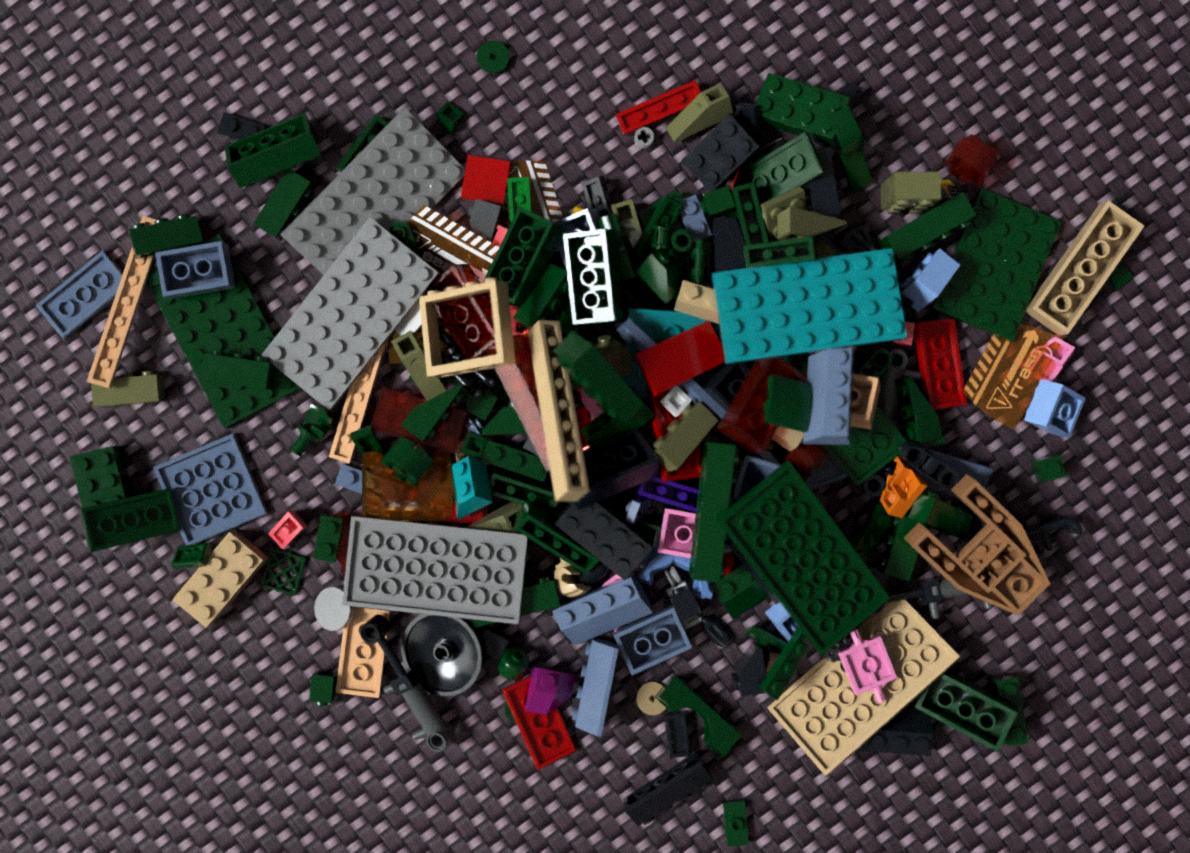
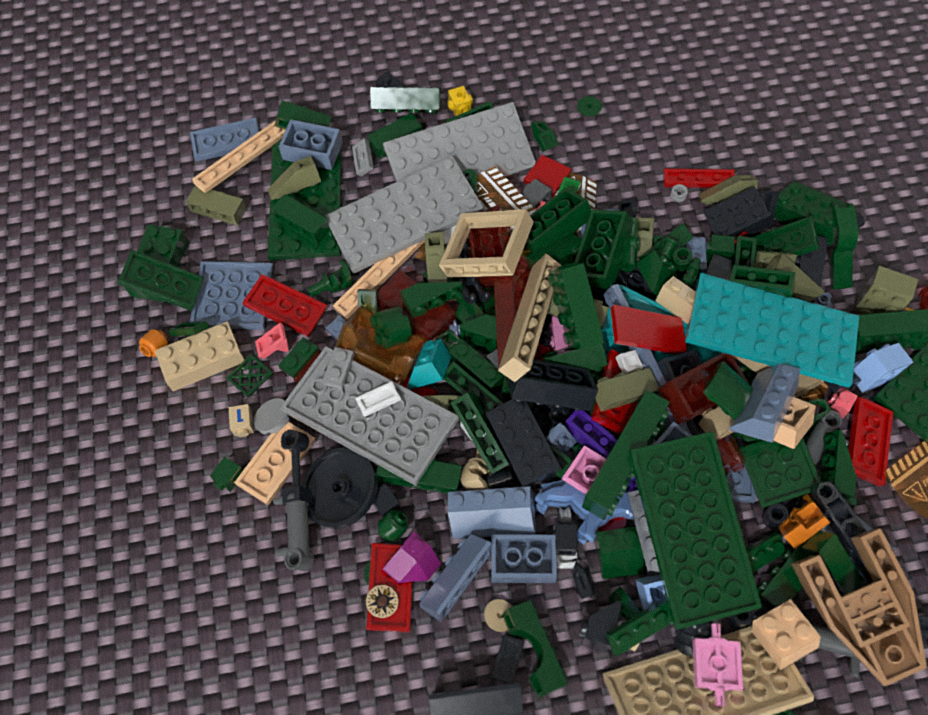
camera: 25 degrees right, 25 degrees down
(162, 586) = (152, 341): none -> orange head
(202, 323) = (296, 177): none -> olive slope
(261, 251) = (362, 157): none -> light grey plate
(277, 480) = (285, 305): none -> red plate
(305, 627) = (241, 420): none -> tan brick
(337, 122) = (459, 100): none -> yellow brick
(379, 537) = (338, 368): none -> light grey plate
(437, 553) = (378, 399): none -> white tile
(464, 132) = (547, 140): none -> dark green plate
(539, 739) = (382, 601): none -> piece
(849, 208) = (826, 297): none -> sand blue plate
(918, 609) = (785, 634): none -> light nougat brick

